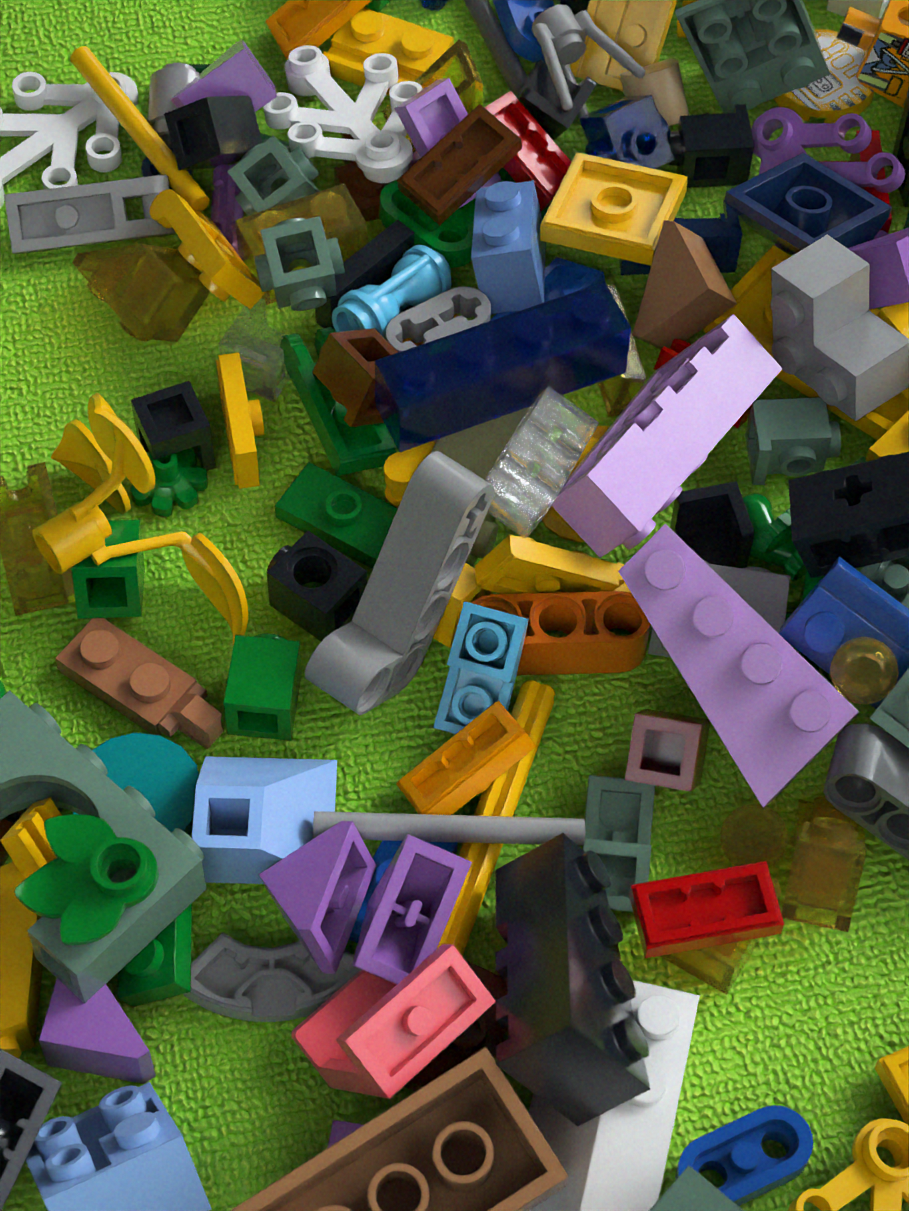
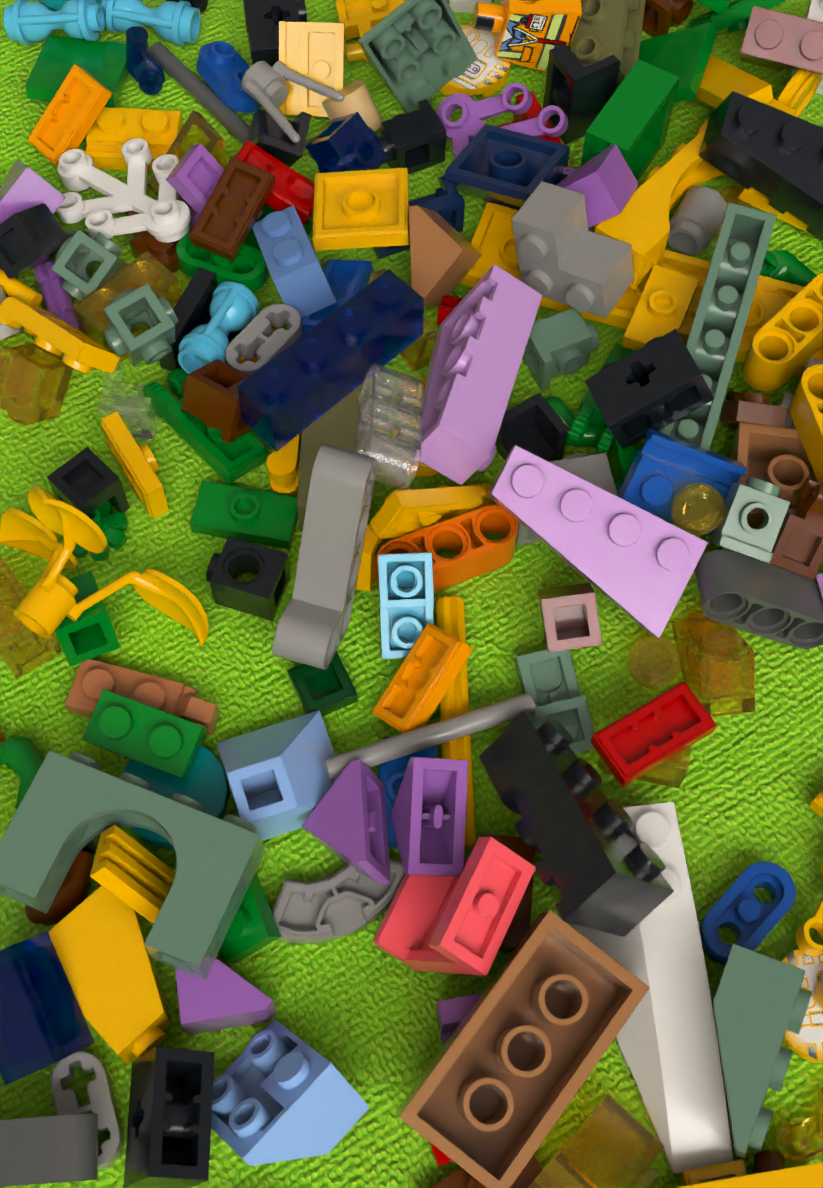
camera: 20 degrees left, 5 degrees up
(79, 879) = (169, 887): green plate -> none
(128, 718) = (144, 734): none -> green plate
(263, 687) = (240, 671): green brick -> none
(354, 739) = (323, 689): none -> dark green tile

